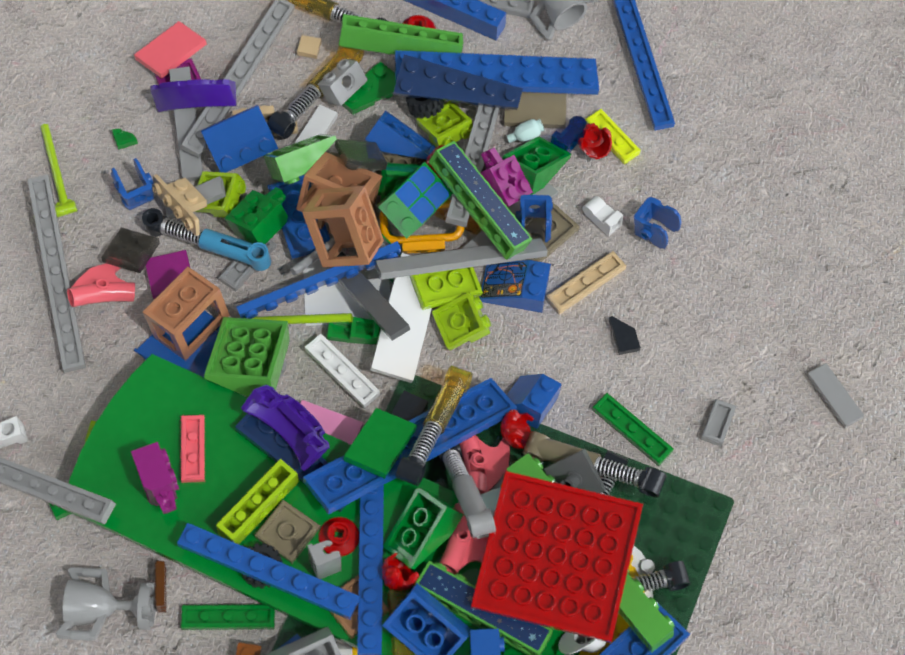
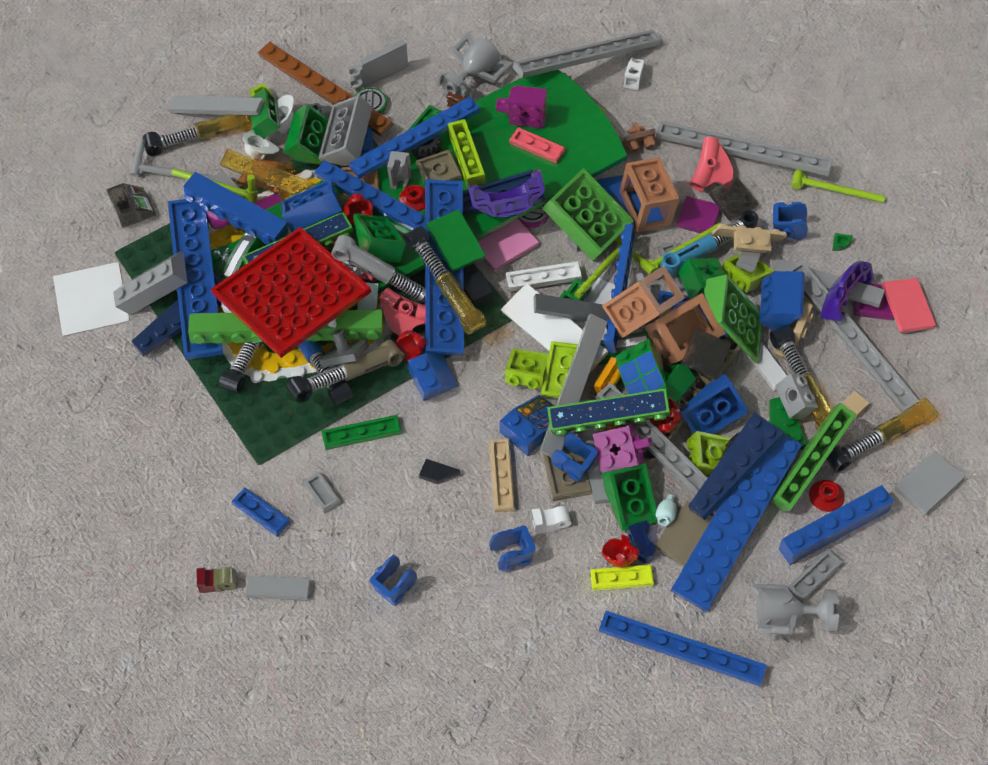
camera: 125 degrees right, 5 degrees down
(97, 379) = (639, 134): none -> nougat hips
(267, 278) = (650, 266): none -> lime bar
(754, 307) = (406, 582): none -> blue piece
(778, 462) = (261, 512): none -> blue tile
(872, 450) = (216, 579): none -> leg

